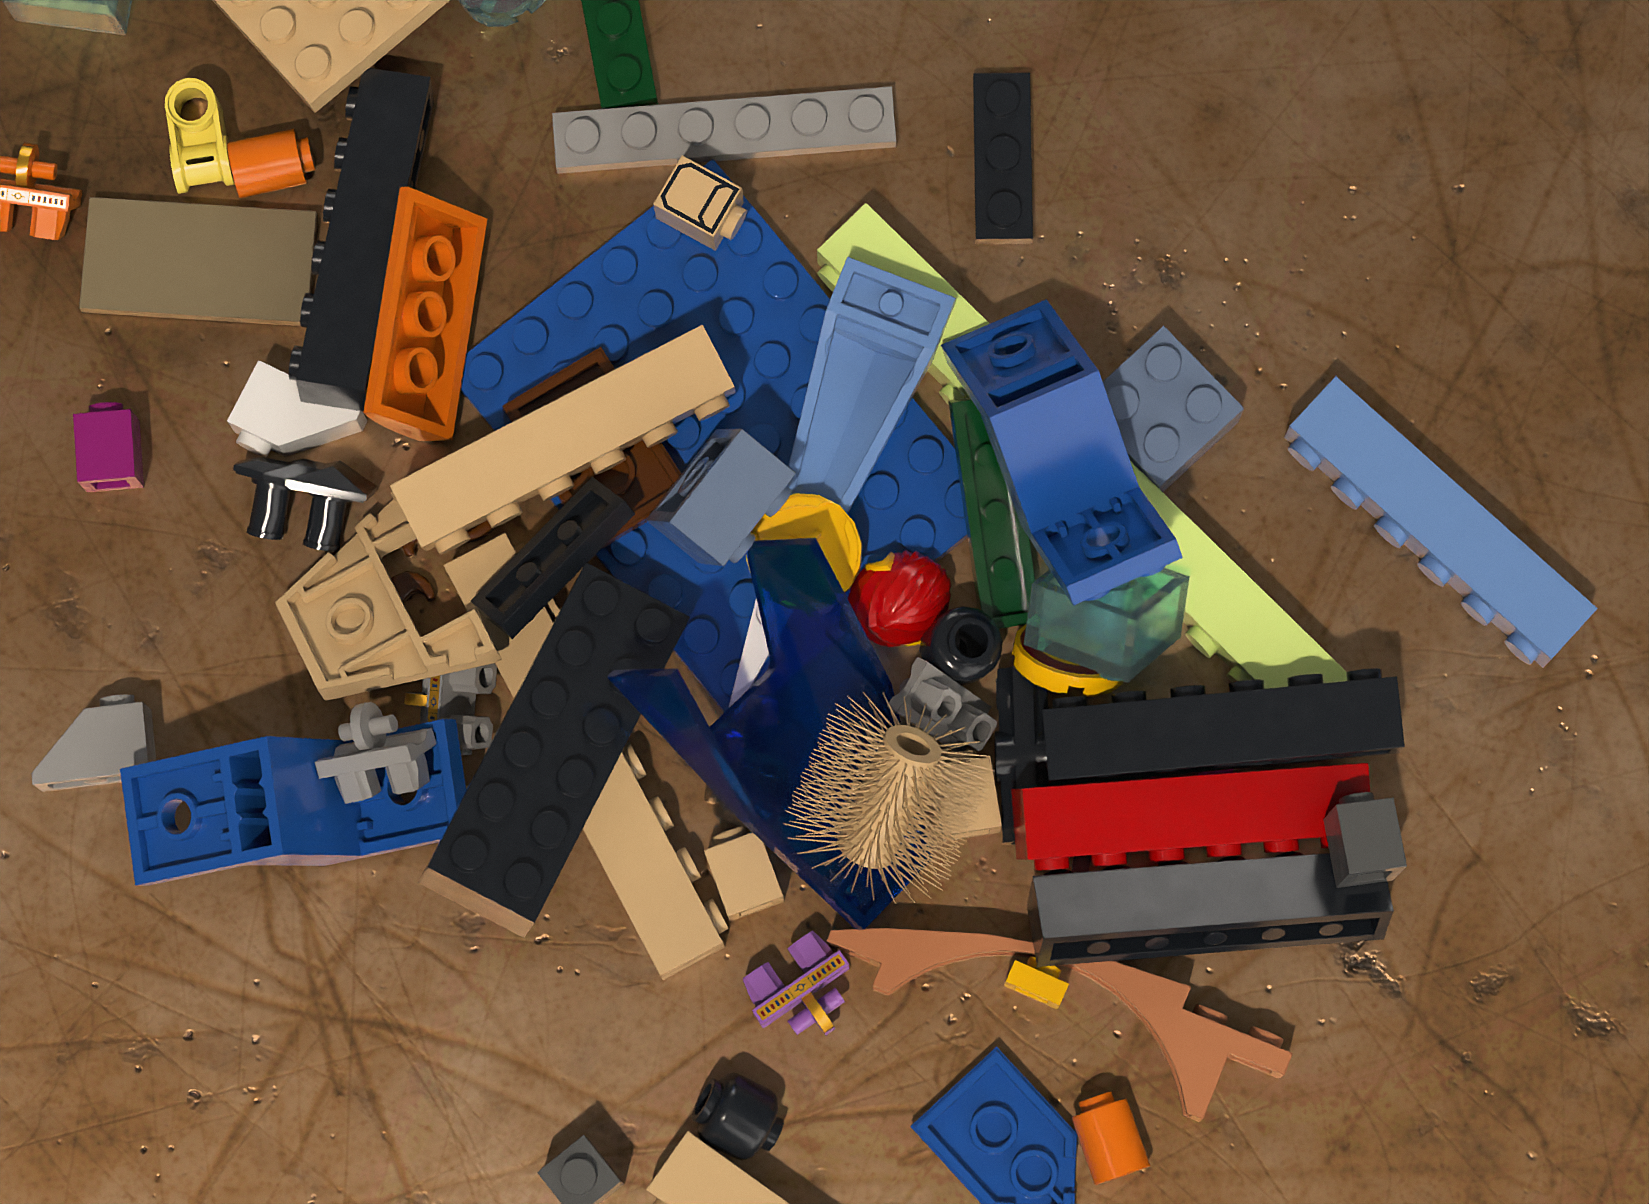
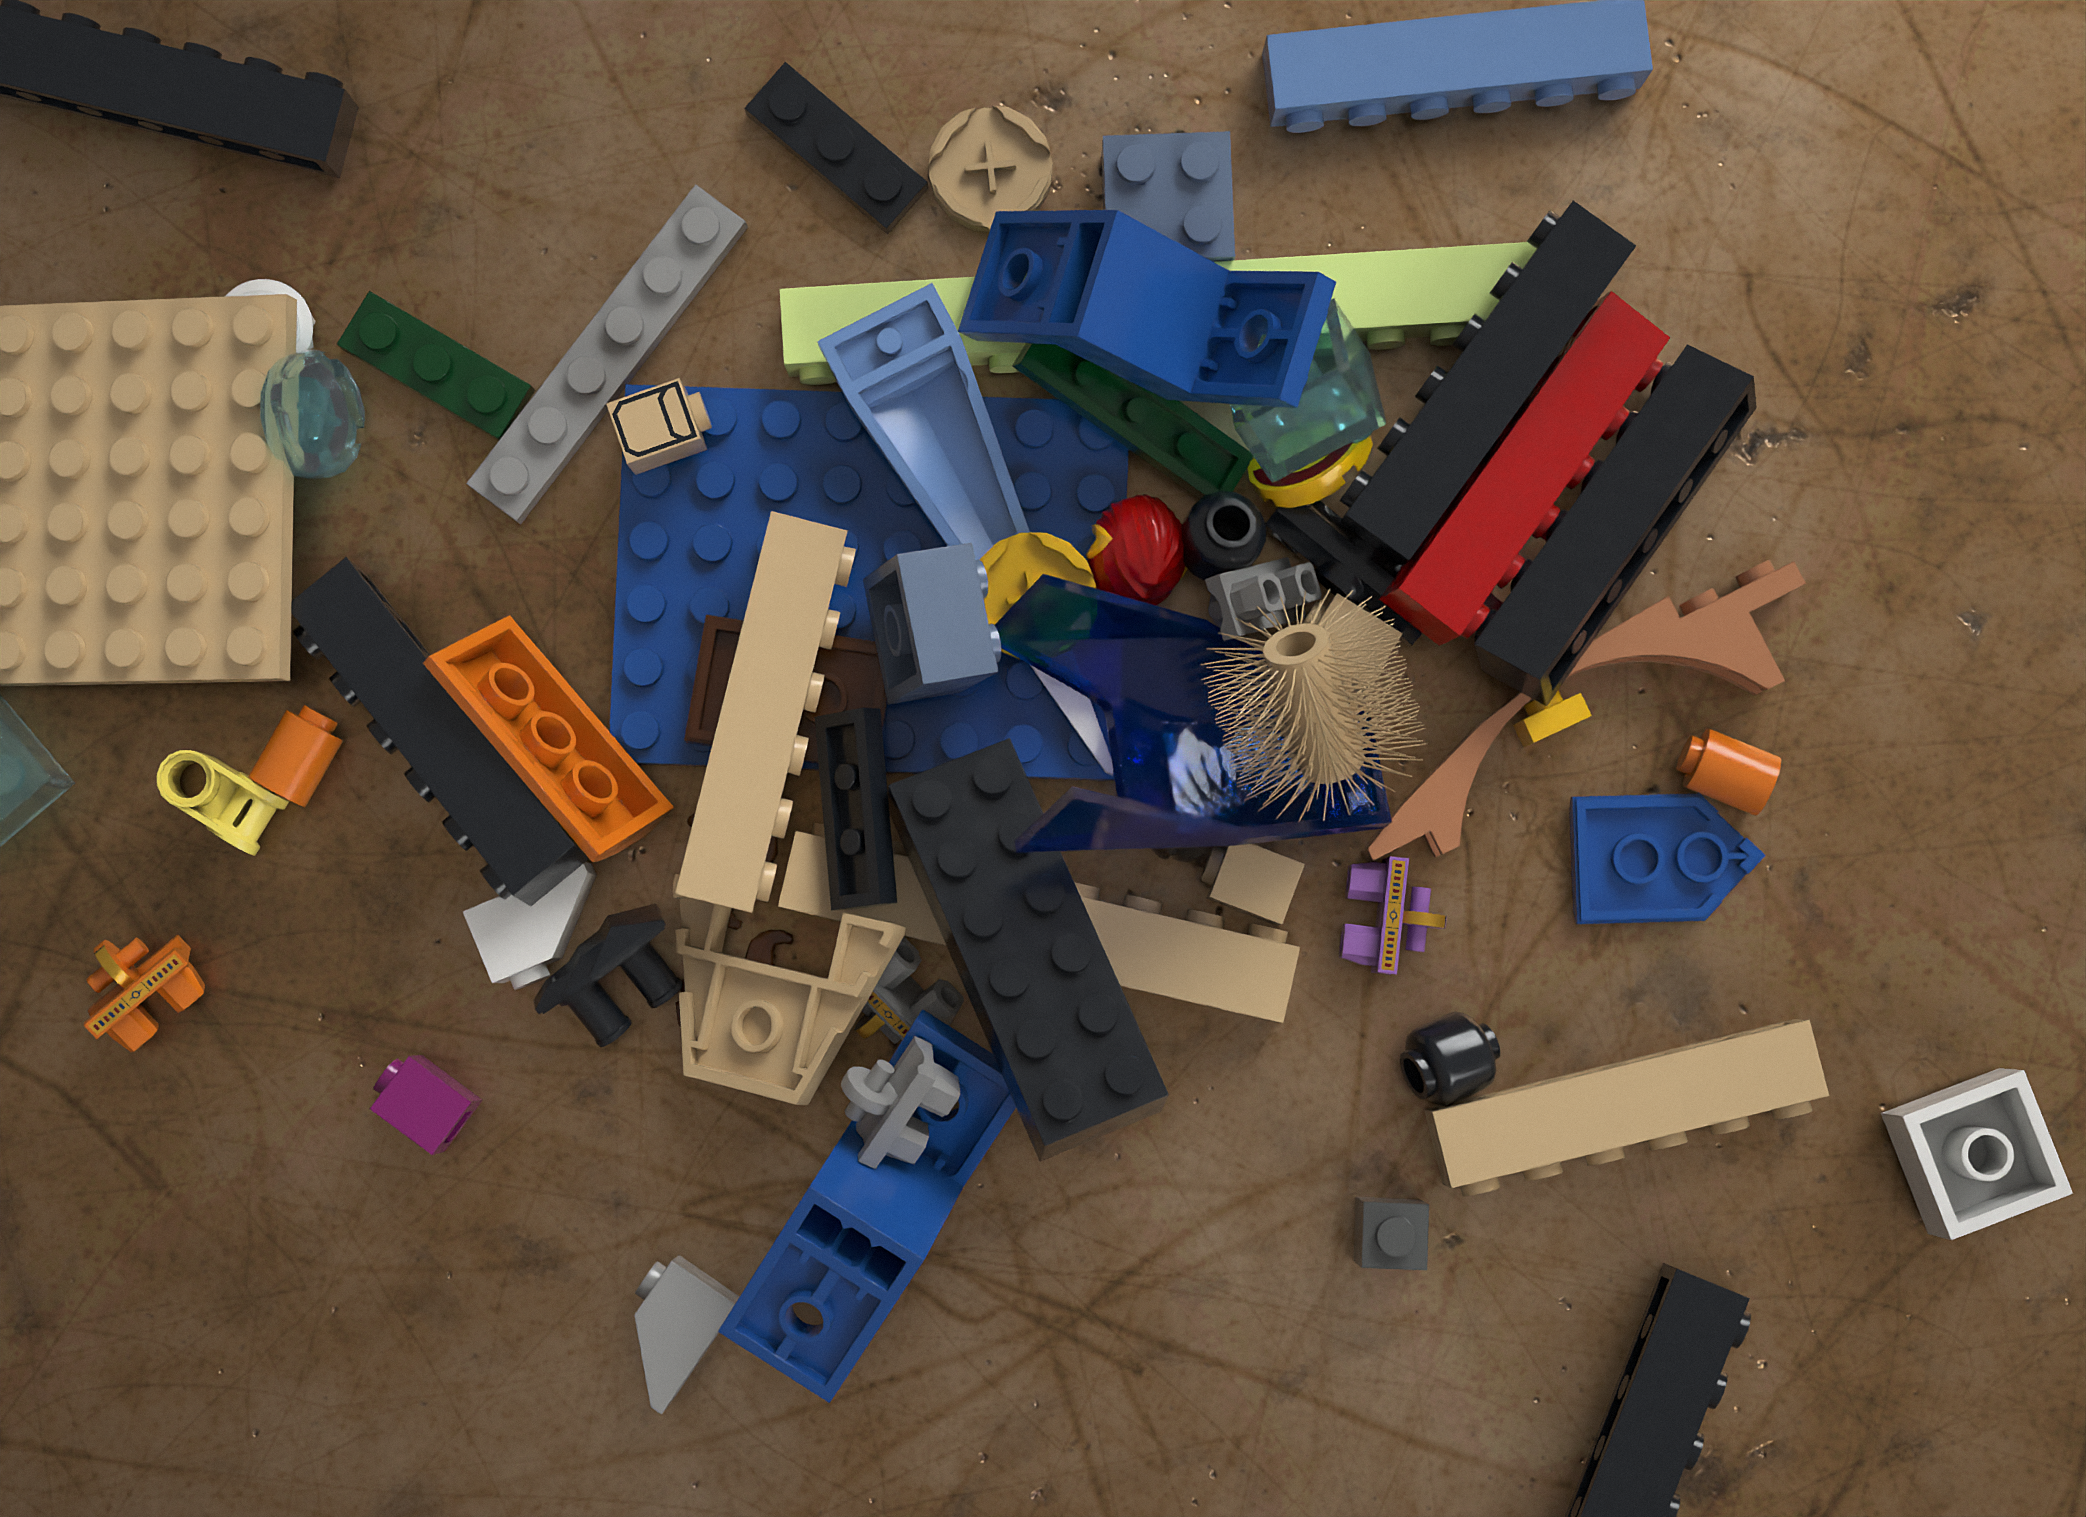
camera: 55 degrees left, 5 degrees up
(197, 261) = (328, 889): dark tan tile -> none
(1082, 272) = (989, 164): none -> tan tile
(1364, 840) = (1679, 347): dark grey brick -> none

